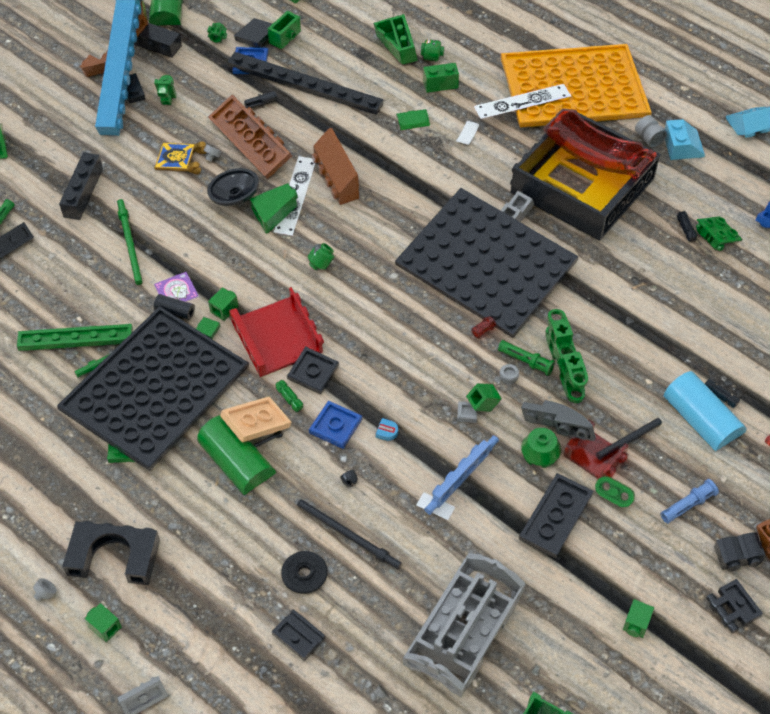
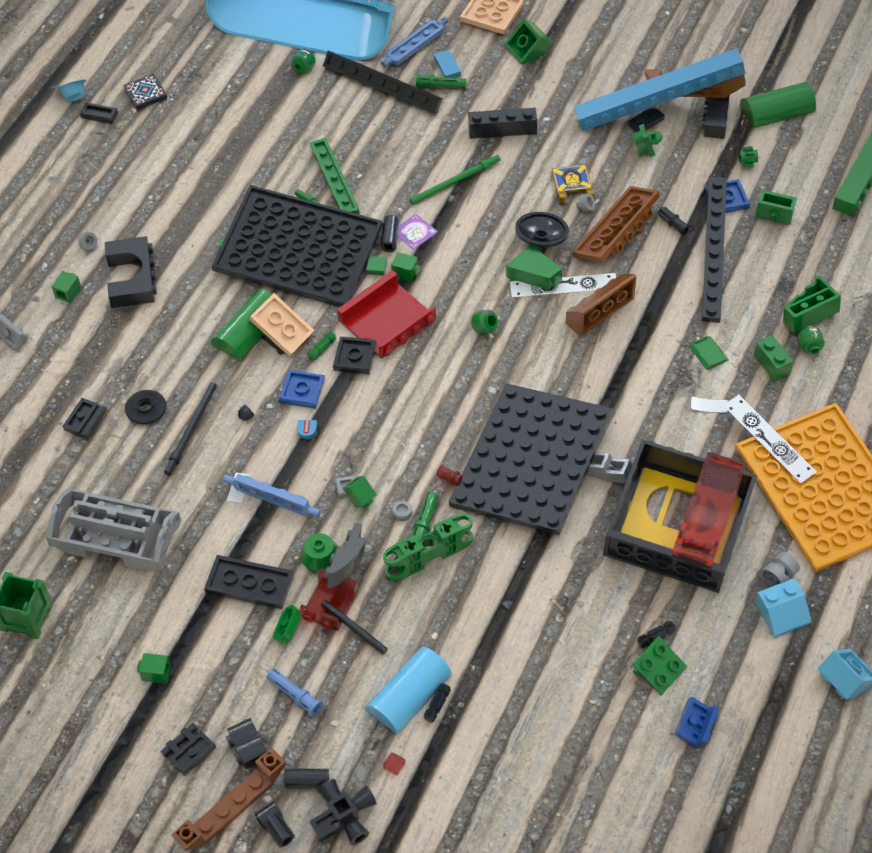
camera: 75 degrees right, 0 degrees up
(254, 33) = (764, 182): black tile -> none

